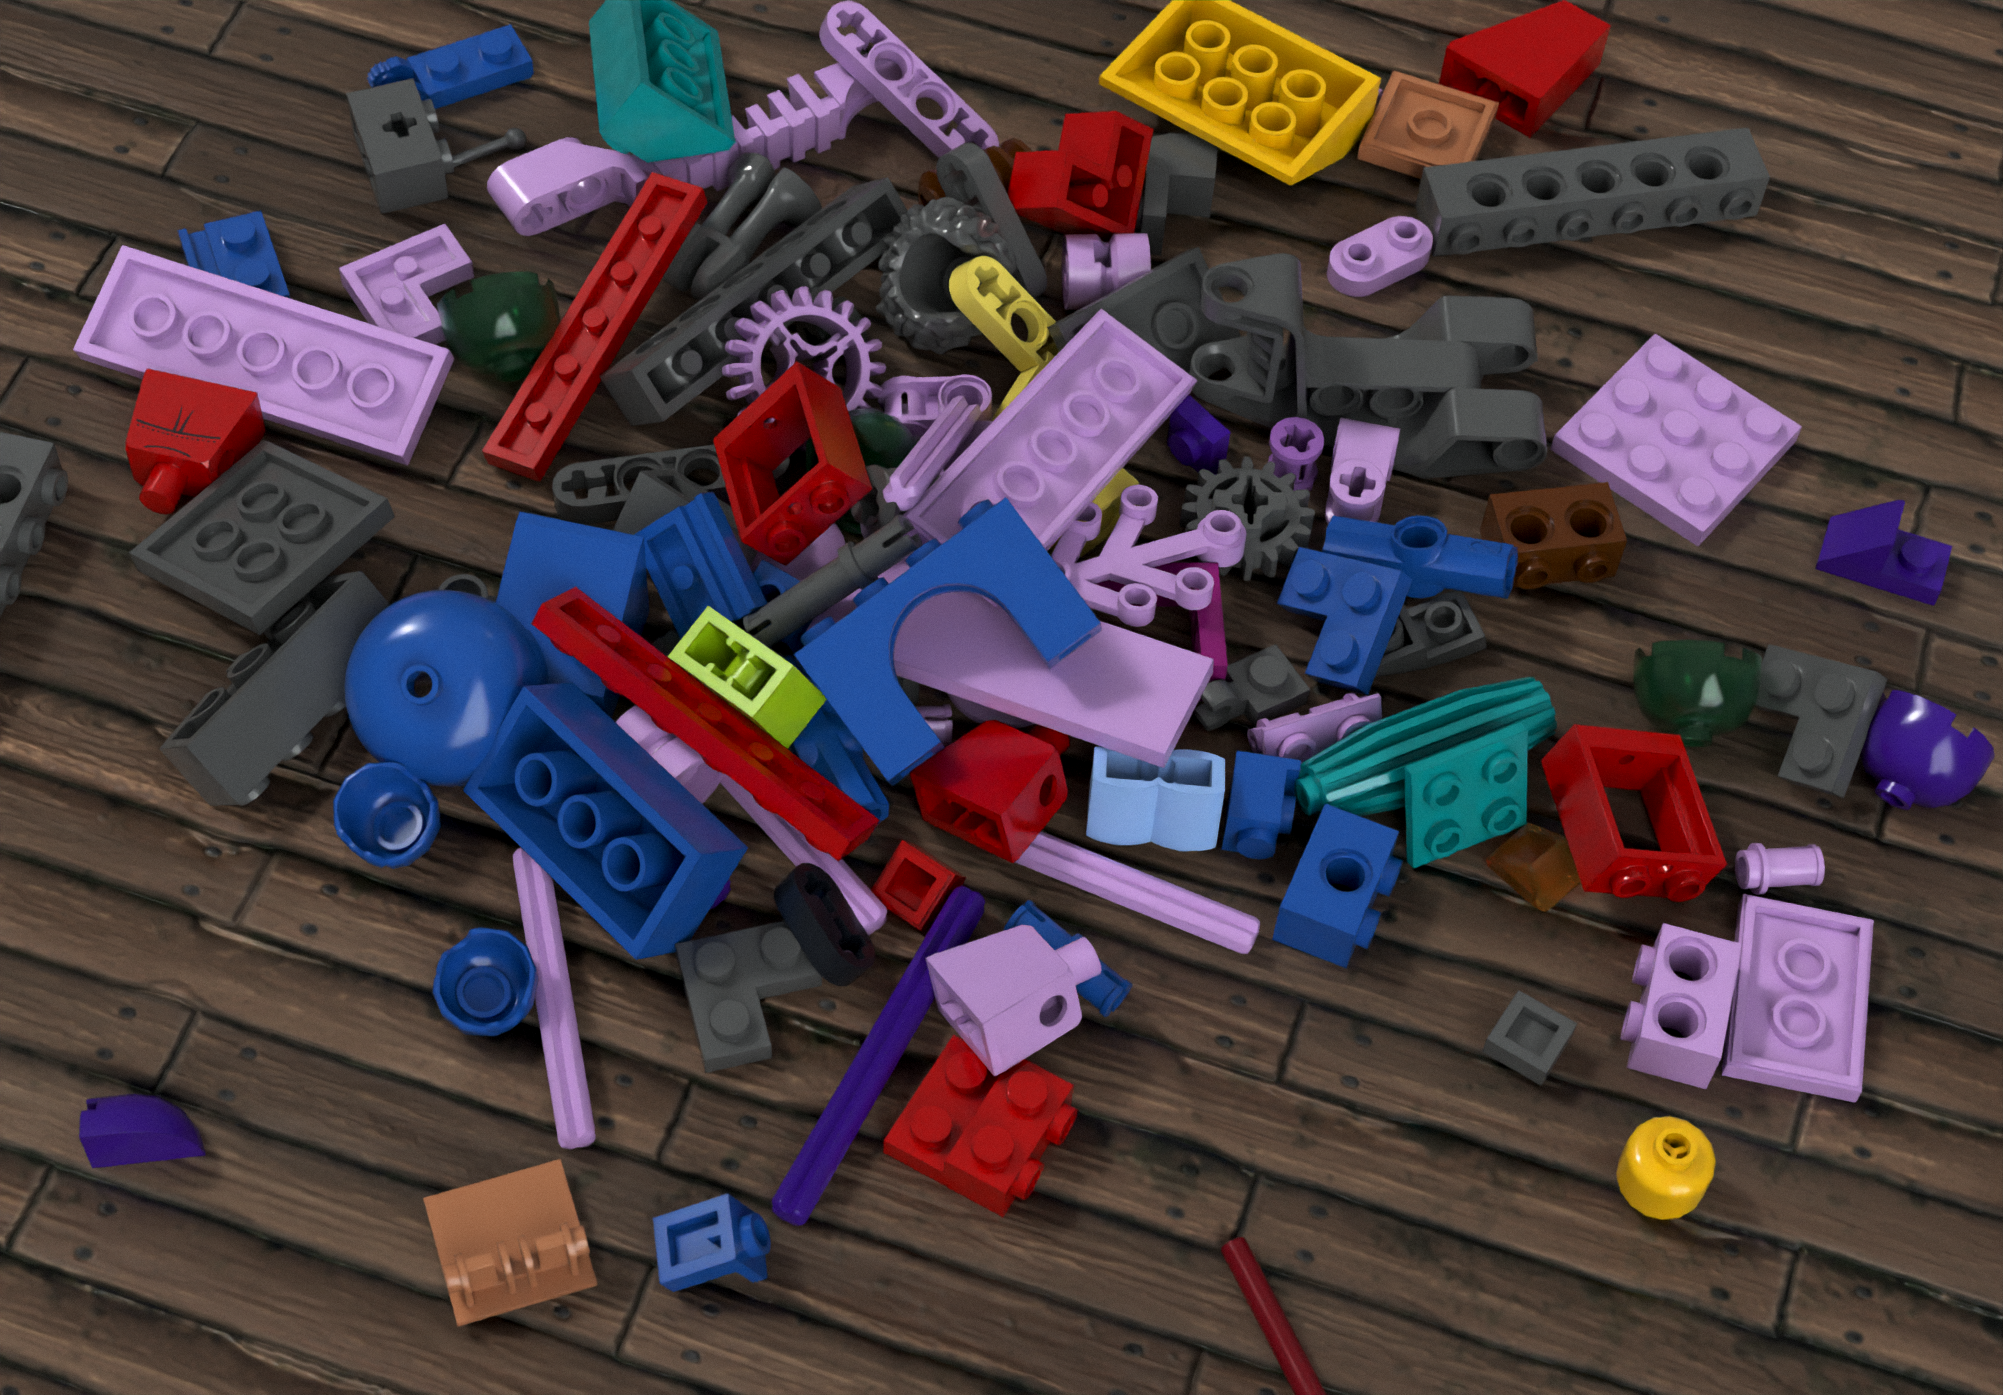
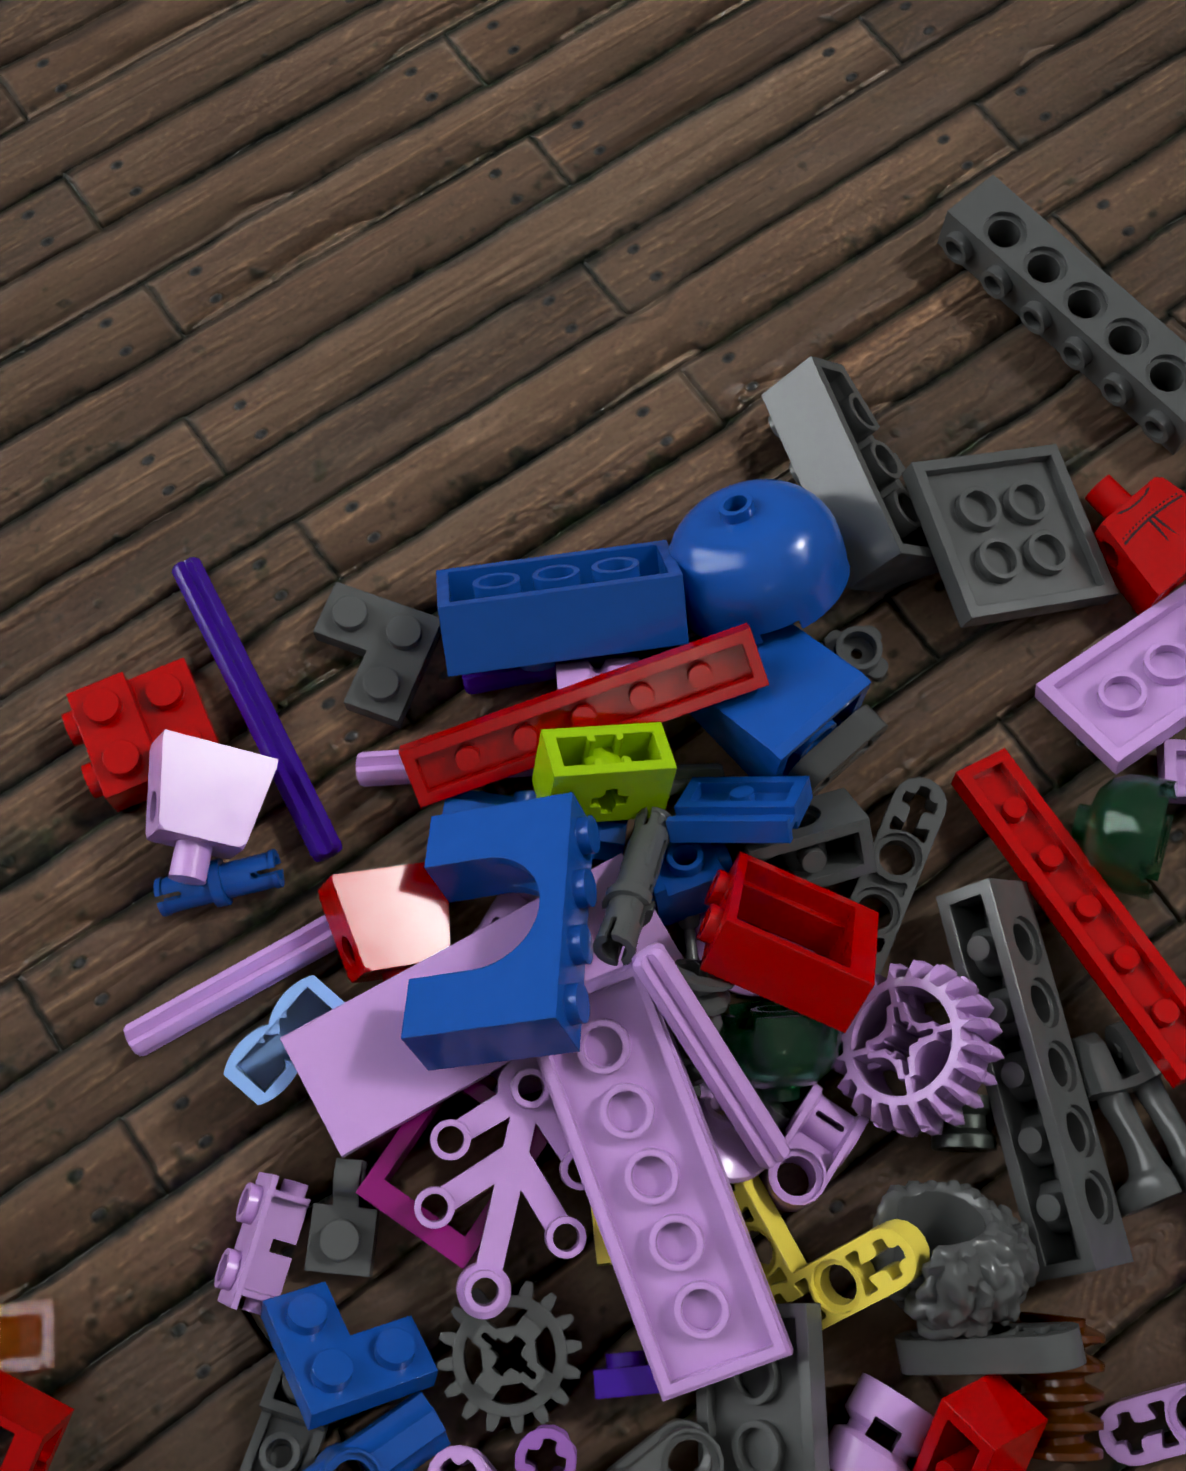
camera: 130 degrees right, 15 degrees up
(136, 1131) = (553, 229): dark purple brick -> none
(386, 815) = (681, 481): blue hair -> none
(485, 982) = (497, 474): blue hair -> none
(509, 1242) = (304, 392): nougat hinge -> none
(554, 1004) = (446, 513): lavender axle -> none
(710, 1243) = (195, 501): blue bracket -> none
(824, 924) = (374, 710): black beam -> none
(916, 884) = (372, 828): red slope -> none
(1259, 803) = (227, 1131): blue brick -> none
(1347, 853) = (141, 1160): blue brick -> none
(1447, 761) = (146, 1315): teal plate -> none

